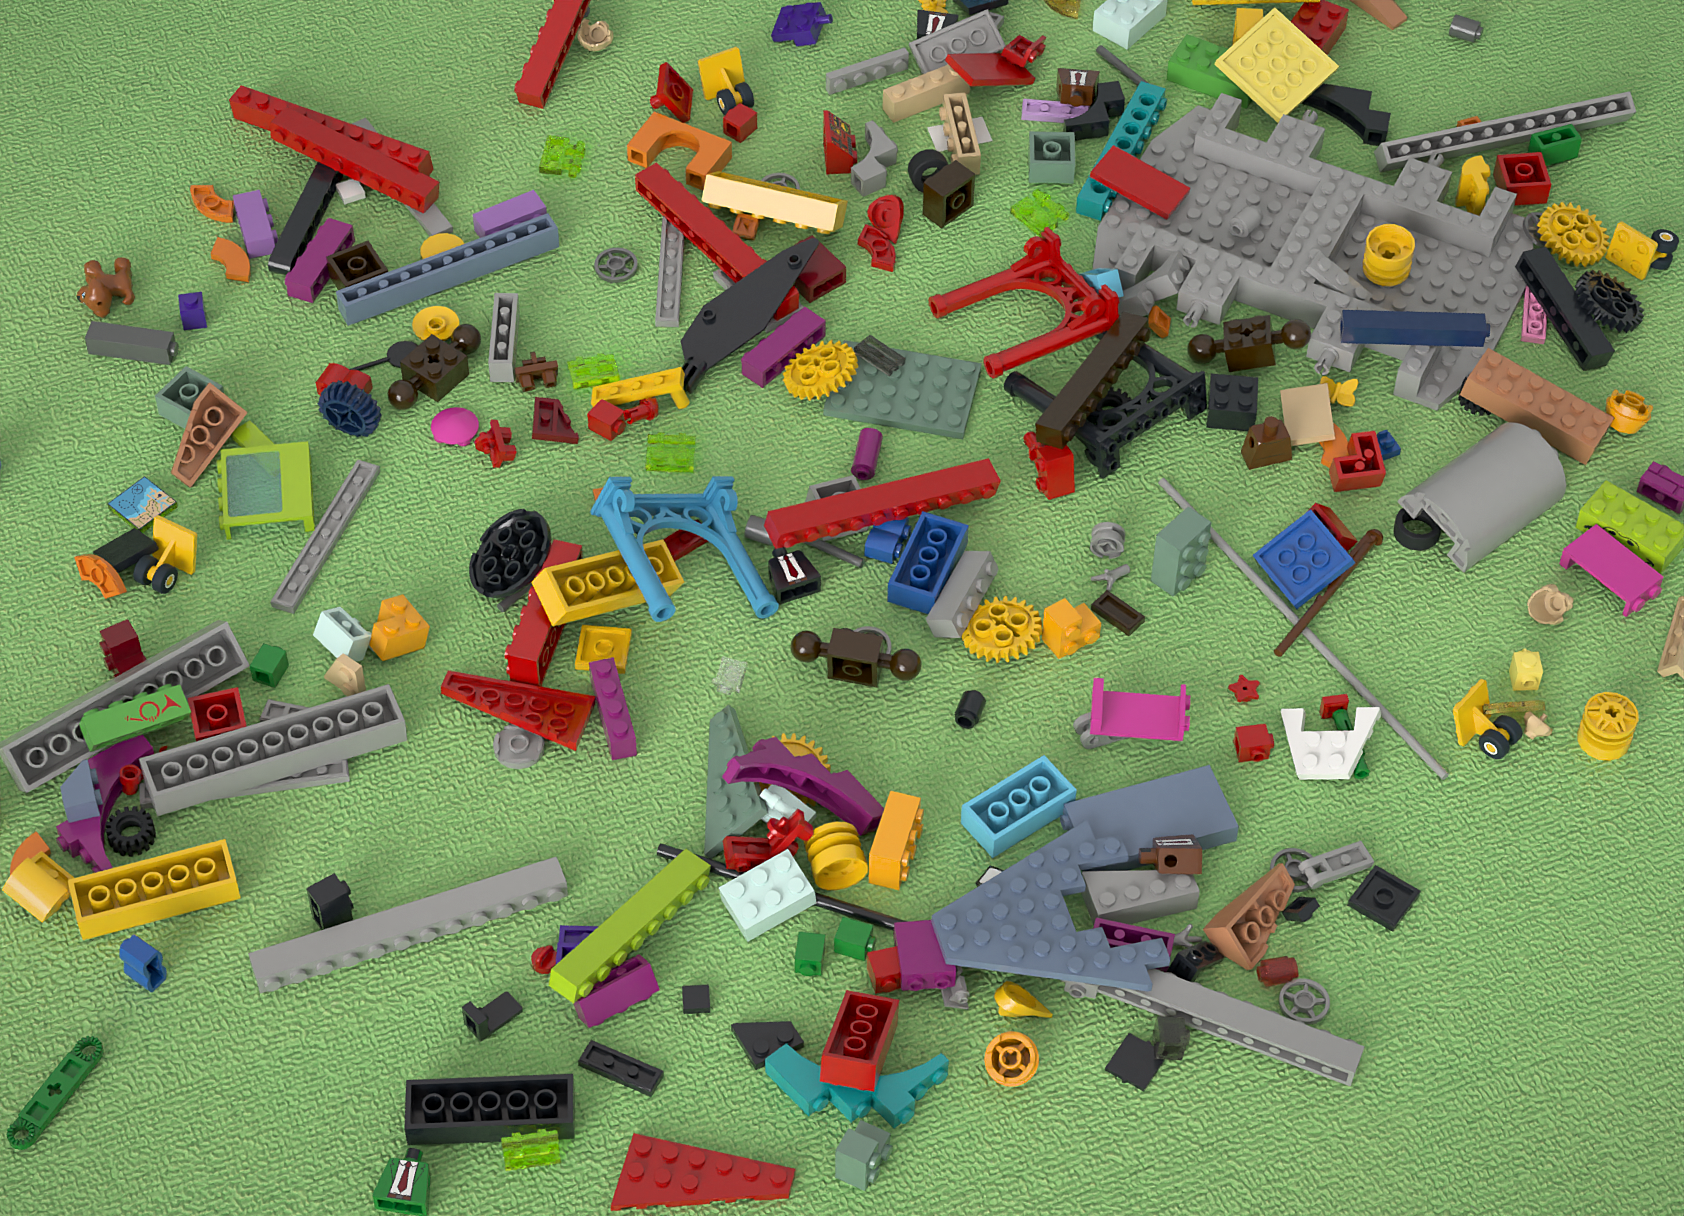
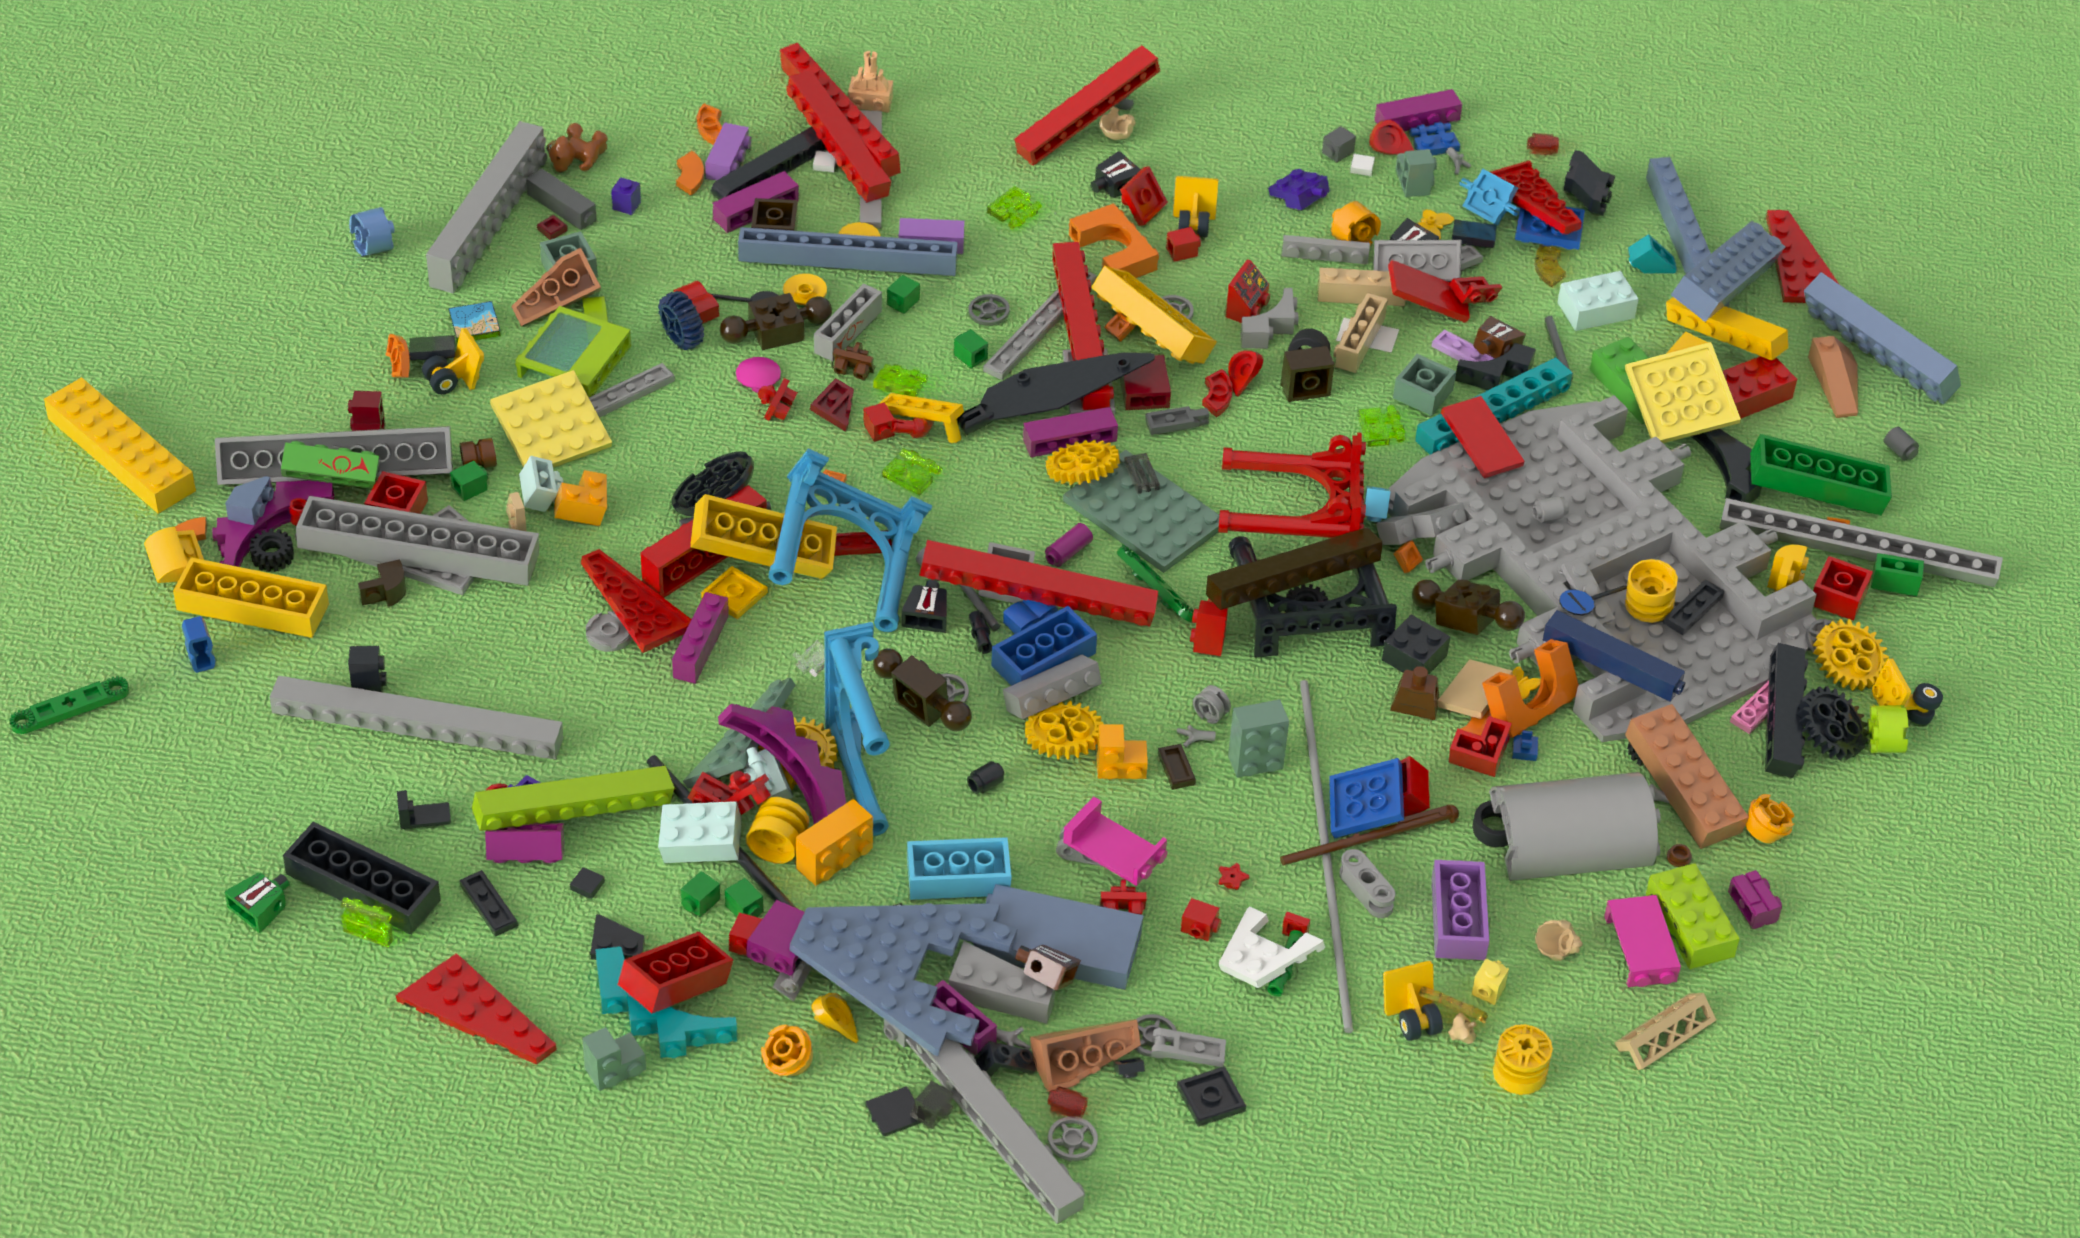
camera: 30 degrees right, 5 degrees down
(70, 385) = (485, 207): none -> light grey brick
(141, 375) = (552, 227): none -> dark red tile
(262, 630) = (482, 453): none -> reddish brown wheel
(275, 807) = (388, 586): none -> dark brown brick
(303, 568) = (551, 420): none -> light yellow plate
(343, 99) = (871, 90): none -> light nougat brick
(529, 286) = (903, 294): none -> green brick
(632, 84) = (1114, 174): none -> black torso
(632, 310) = (970, 348): none -> green brick
(809, 709) = (846, 687): none -> dark azure arch
(855, 575) = (980, 632): none -> black pin
(864, 291) = (1176, 419): none -> dark grey hinge
(878, 35) = (1355, 223): none -> light orange brick
(950, 446) = (1144, 572): none -> green piece
(1186, 757) = (1124, 898): none -> red hips
(1344, 294) = (1580, 603): none -> blue piece
(1360, 636) = (1367, 883): none -> light grey piece
(1362, 409) = (1556, 688): none -> orange arch
(1426, 253) = (1693, 607): none -> black plate
(1434, 86) = (1820, 474): none -> green brick
(1454, 620) = (1460, 910): none -> medium lavender brick
(1578, 479) = (1679, 855): none -> reddish brown plate
(1654, 284) = (1888, 729): none -> lime brick

